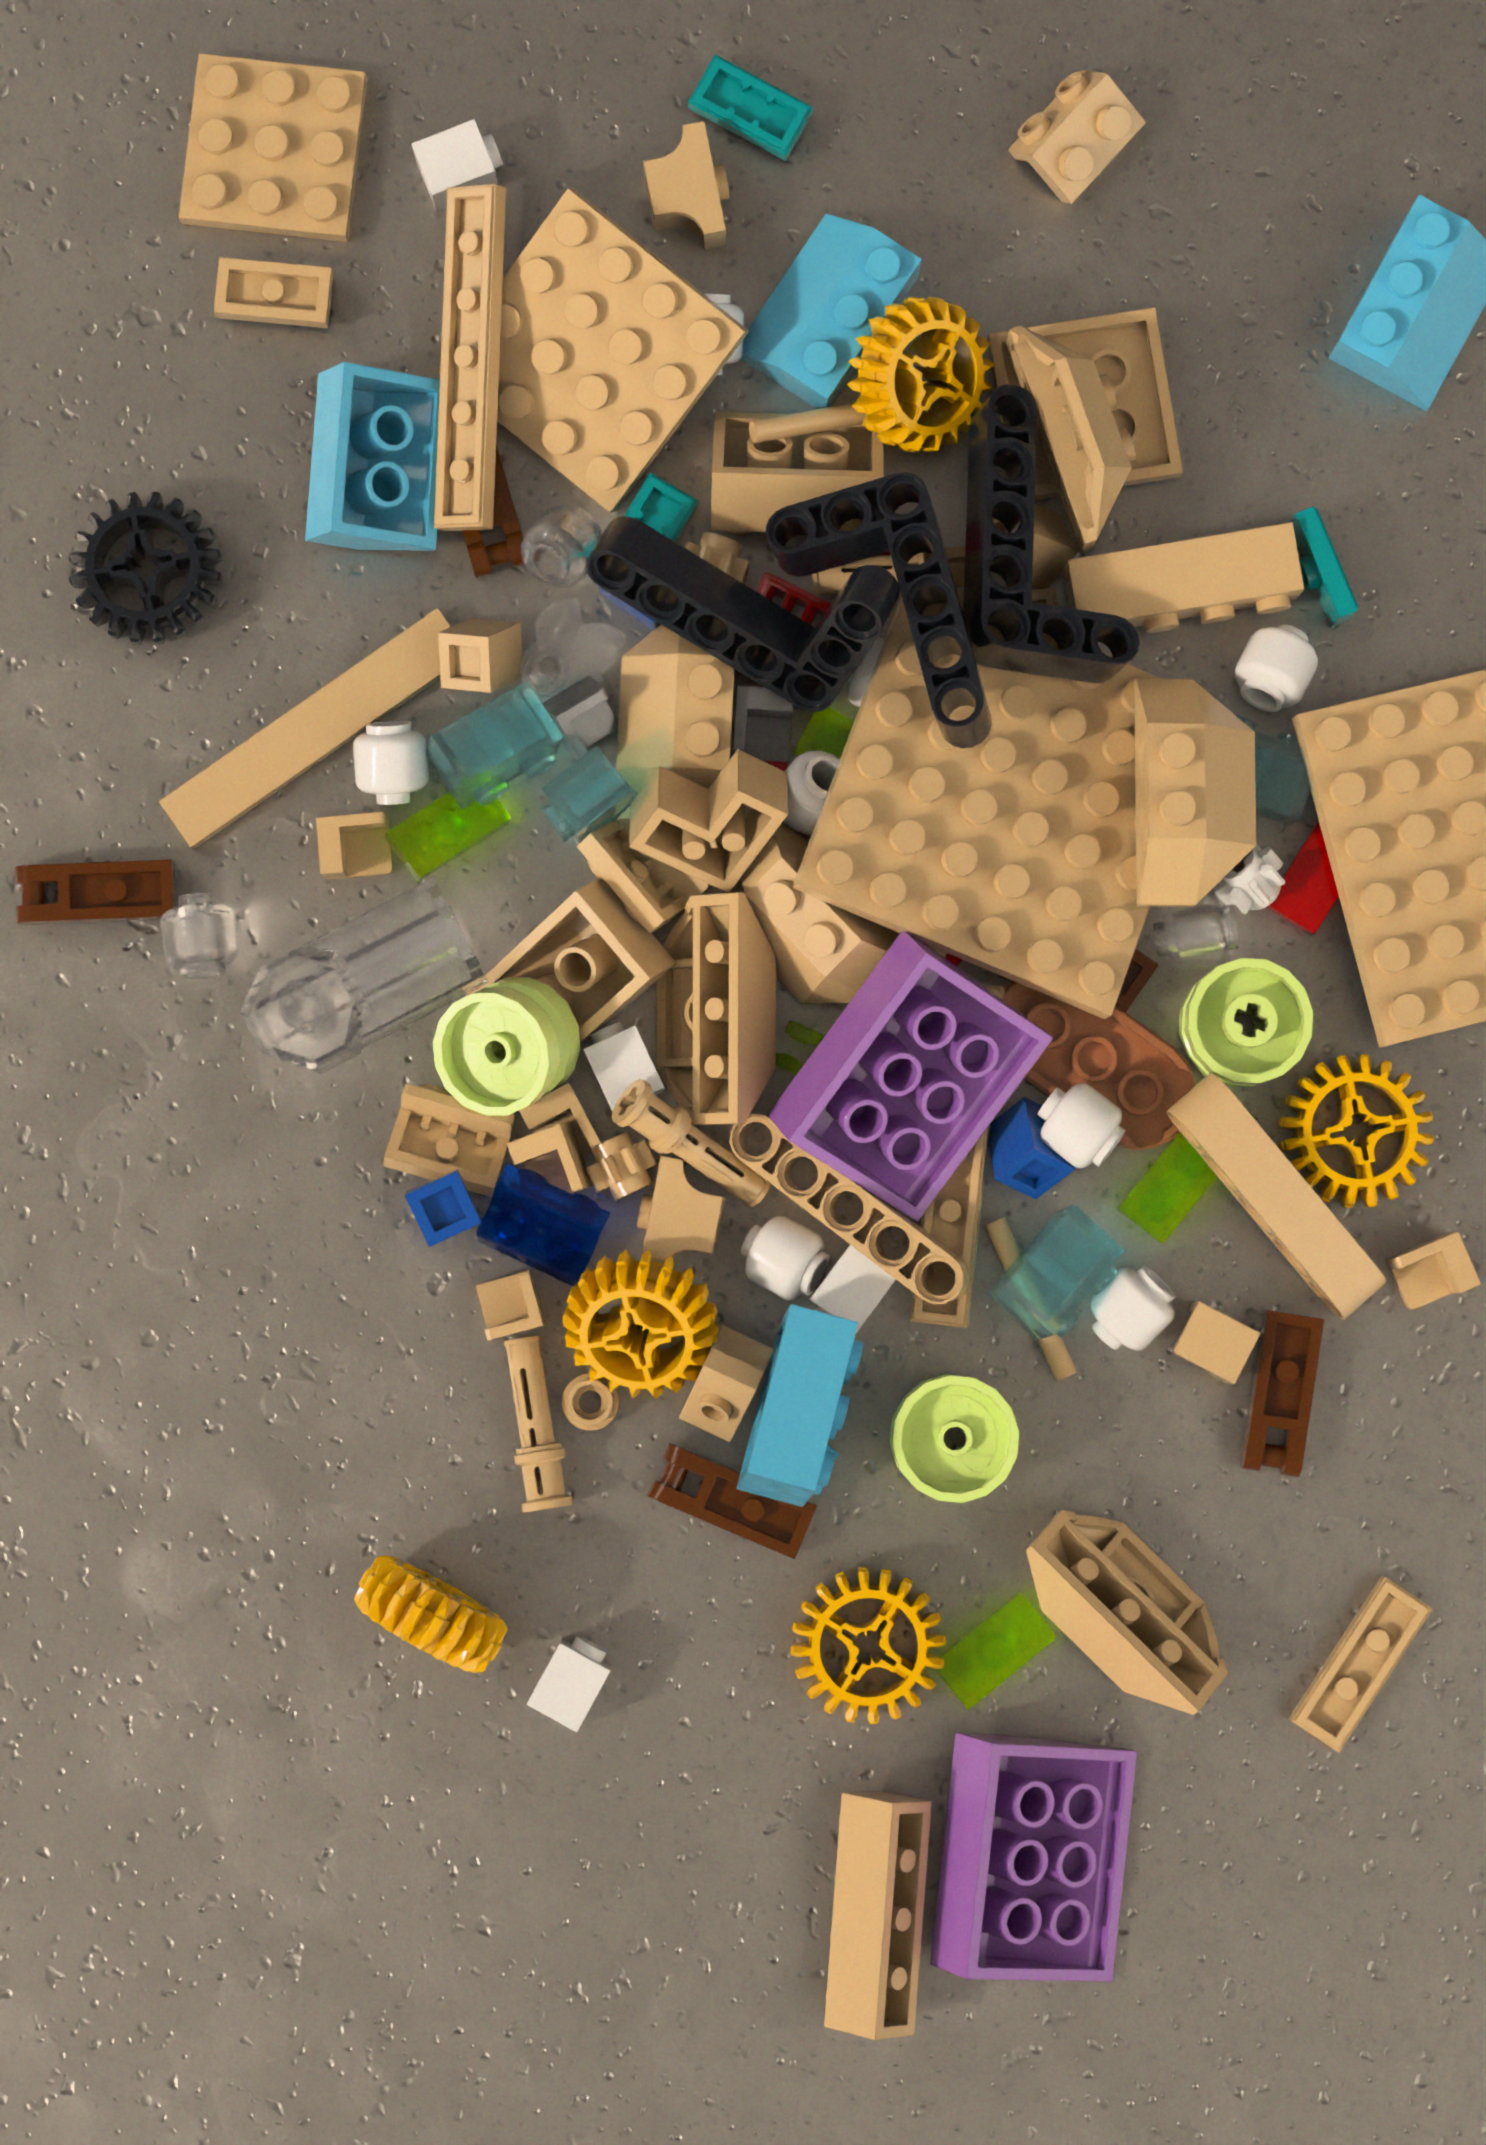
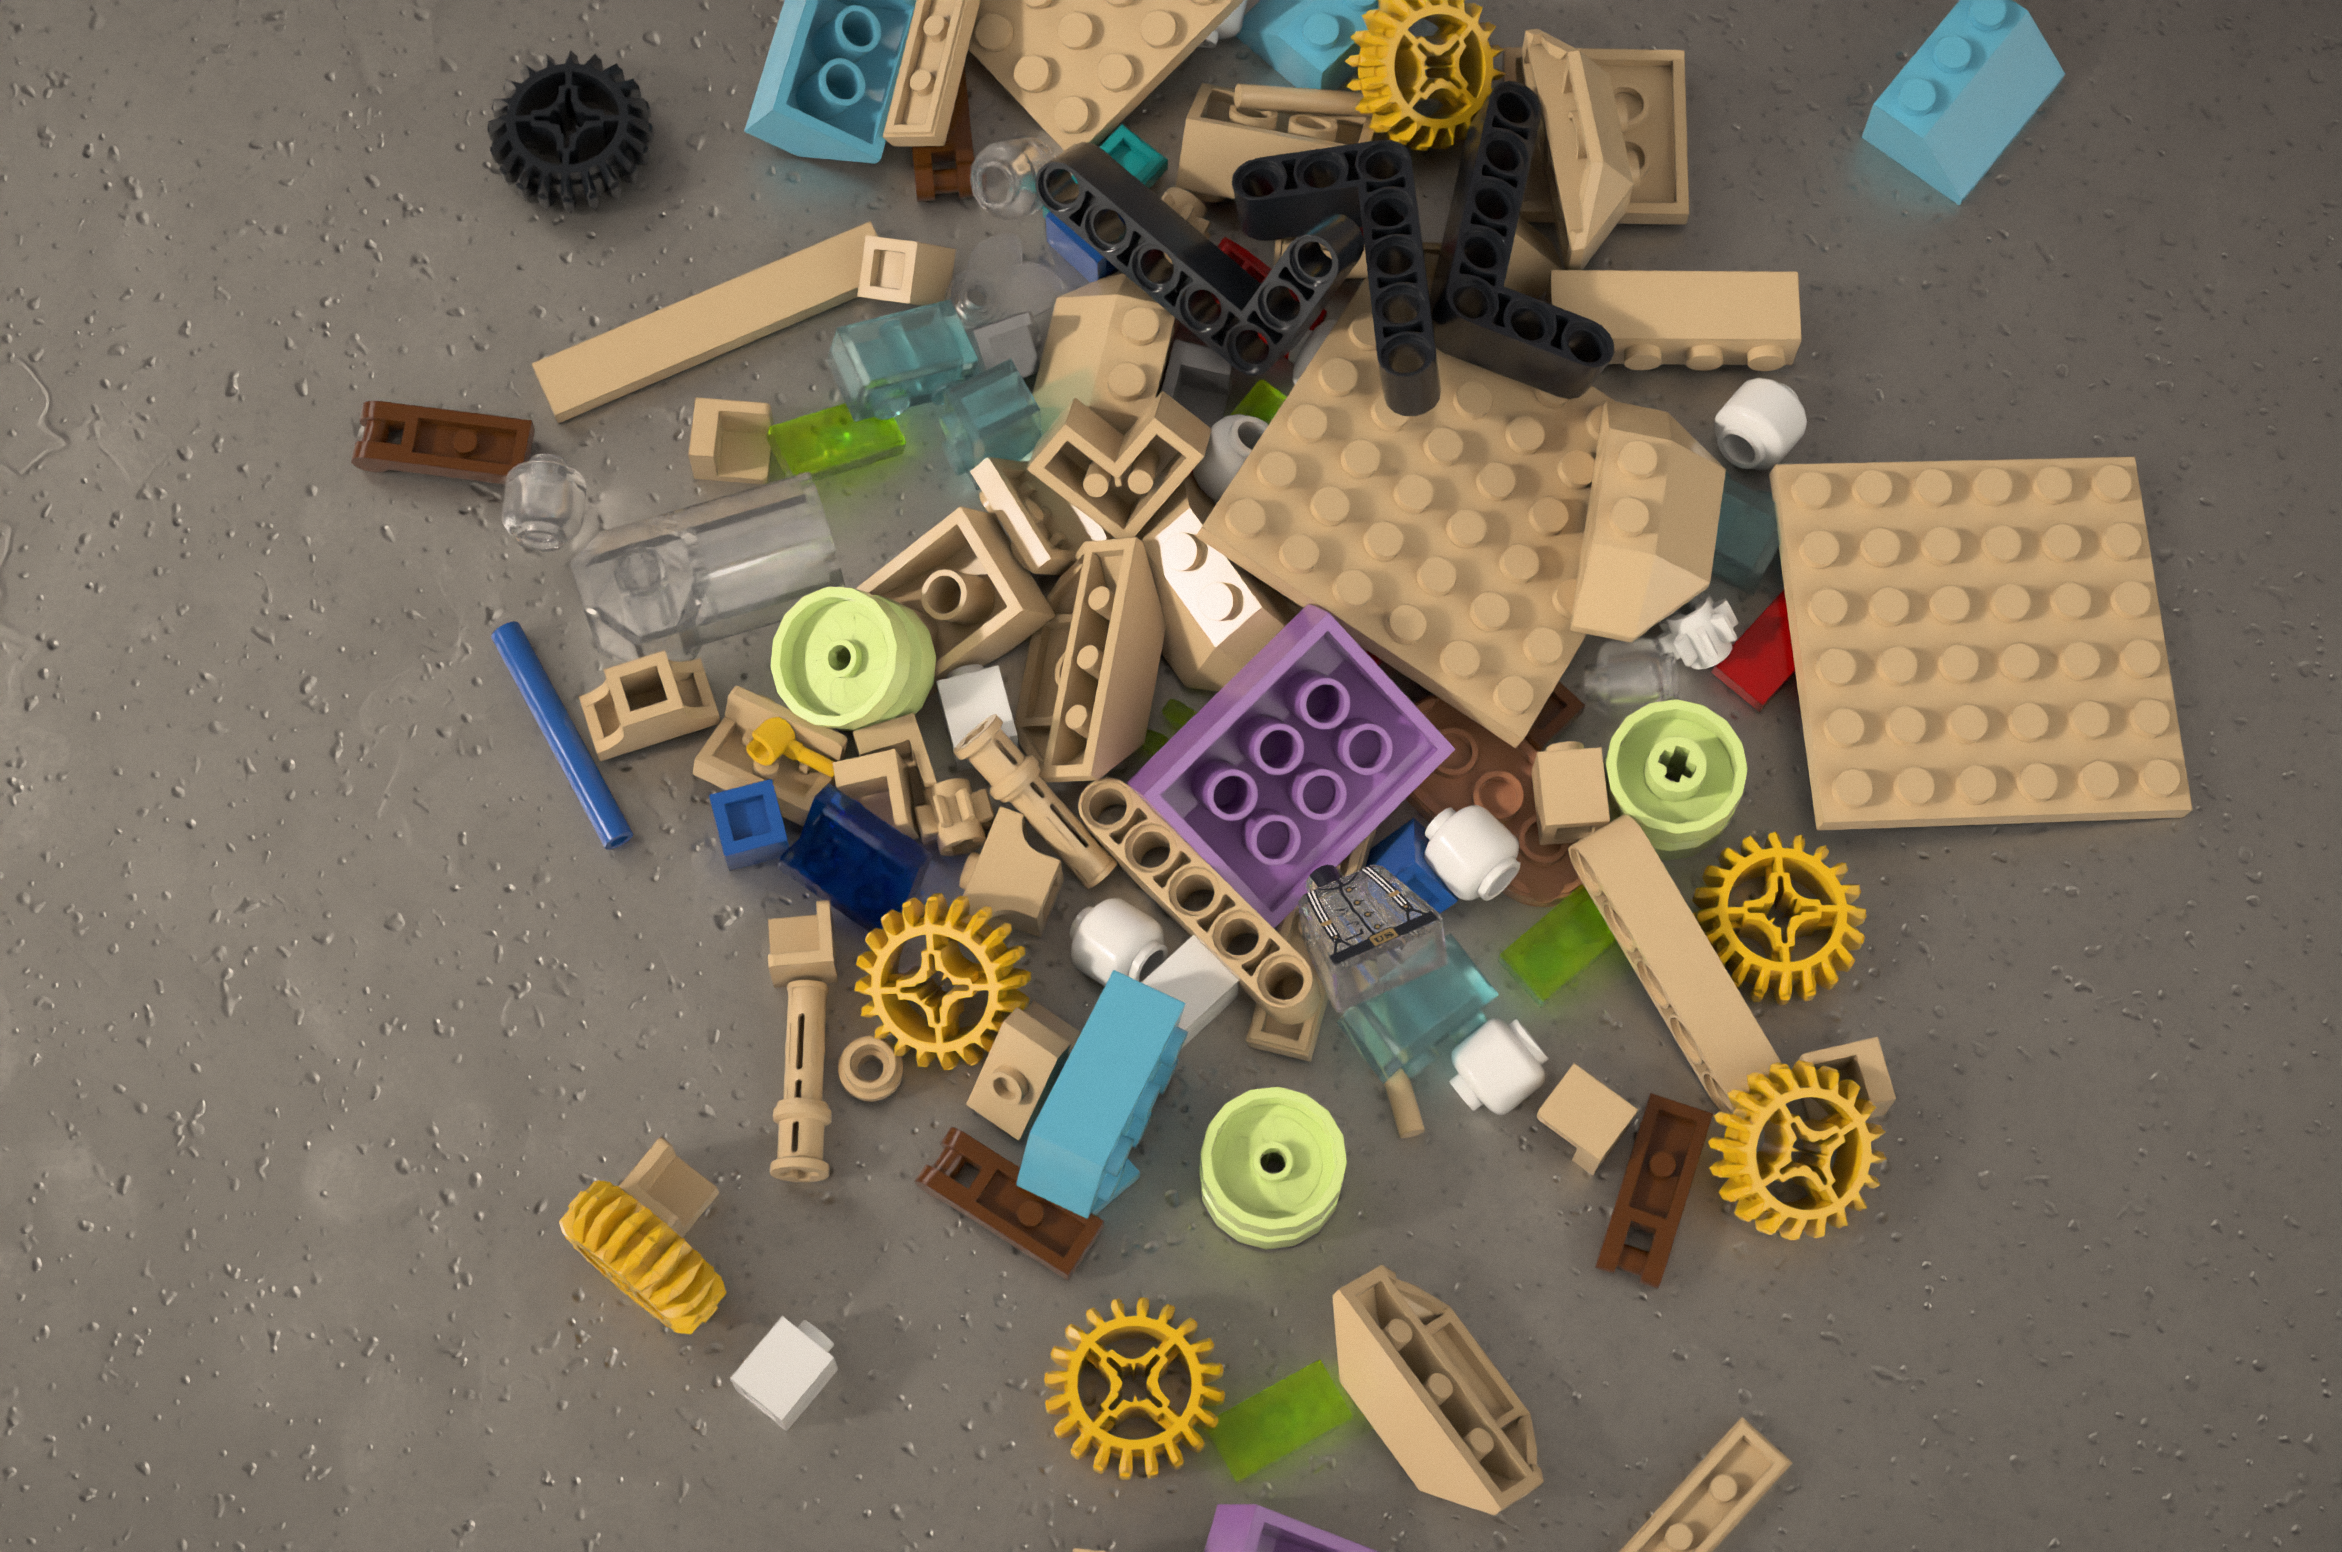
camera: 10 degrees right, 15 degrees down
(259, 1145) = (562, 735): none -> blue piece
(332, 1110) = (648, 704): none -> tan brick
(390, 761) = (788, 362): white head -> none
(439, 1544) = (669, 1187): none -> tan panel
(452, 1125) = (778, 738): none -> yellow hand
(1002, 1223) = (1367, 933): none -> clear torso
(1158, 1053) = (1569, 792): none -> tan brick
(1322, 568) = (1825, 333): teal plate -> none
(1433, 1336) = (1826, 1188): none -> yellow gear

